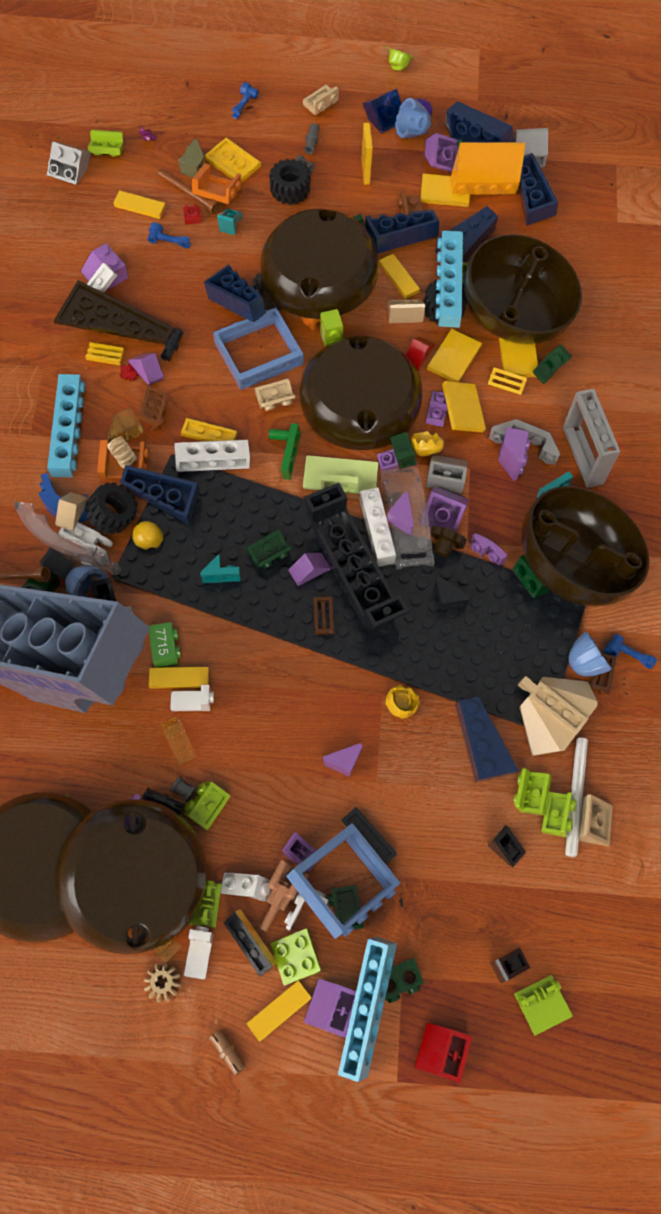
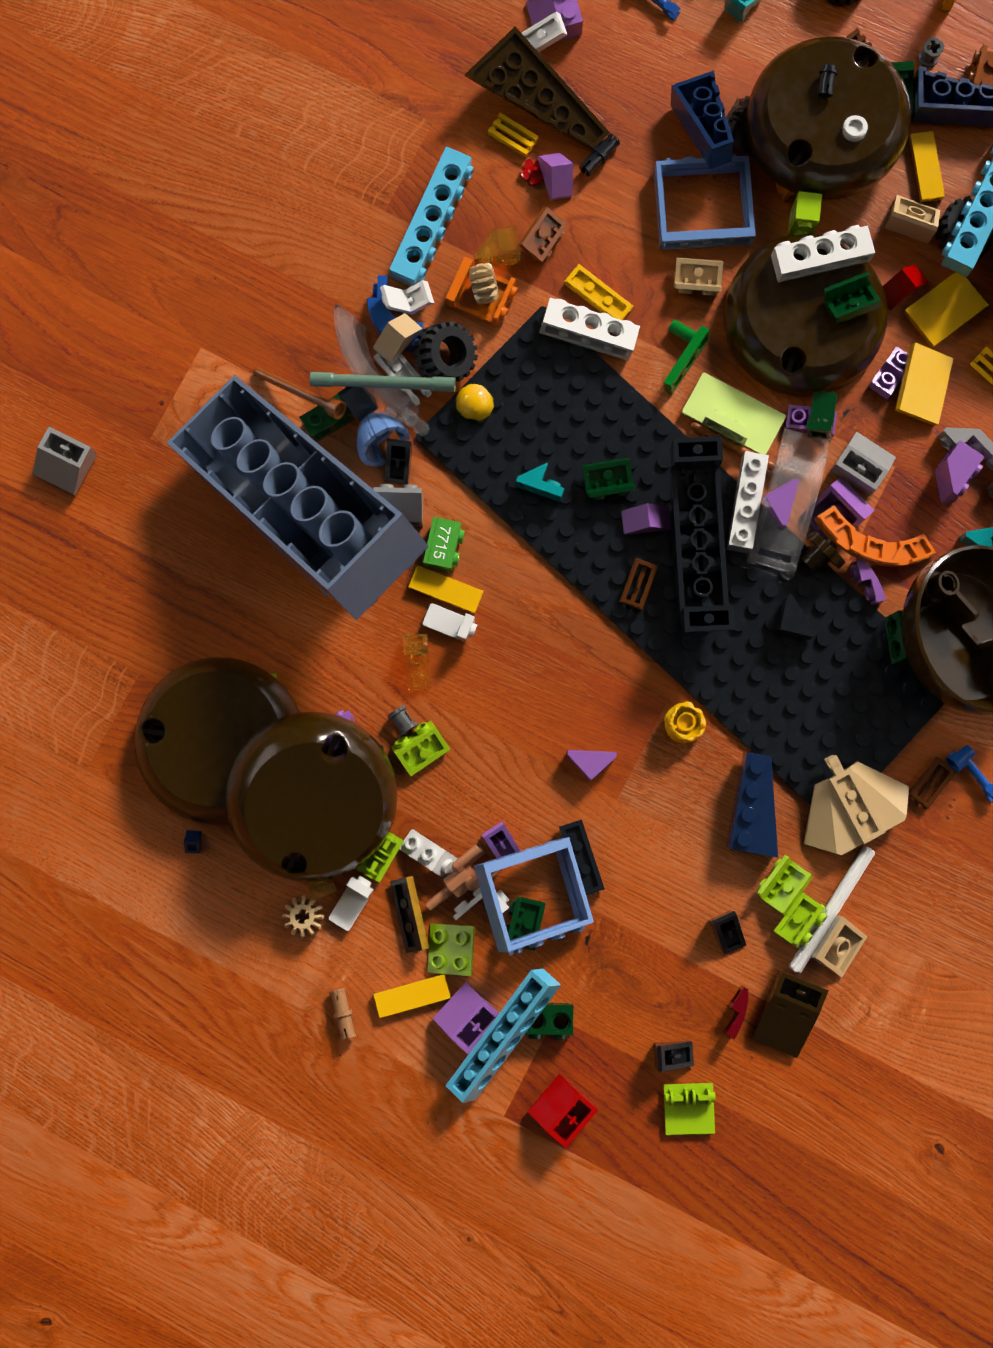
camera: 25 degrees right, 15 degrees up
(30, 553) = (329, 379): none -> sand green piece
(46, 961) = (192, 841): none -> dark blue piece
(73, 483) = (408, 300): none -> white bracket
(162, 491) = (515, 358): dark blue wedge -> none
(165, 800) = (375, 725): black pin -> none
(307, 232) = (827, 80): none -> black pin
(340, 257) = (855, 128): none -> white tile
(355, 343) = (789, 268): none -> white brick
(369, 206) = (929, 54): none -> dark grey bush
(387, 363) = (851, 298): none -> dark green bracket
(426, 444) = (855, 416): yellow hair -> none
(478, 524) = (869, 548): none -> orange tile
(543, 901) = (739, 1004): none -> dark red slope
(584, 890) = (789, 1013): none -> dark brown slope
(586, 658) = (917, 762): medium blue hair -> none

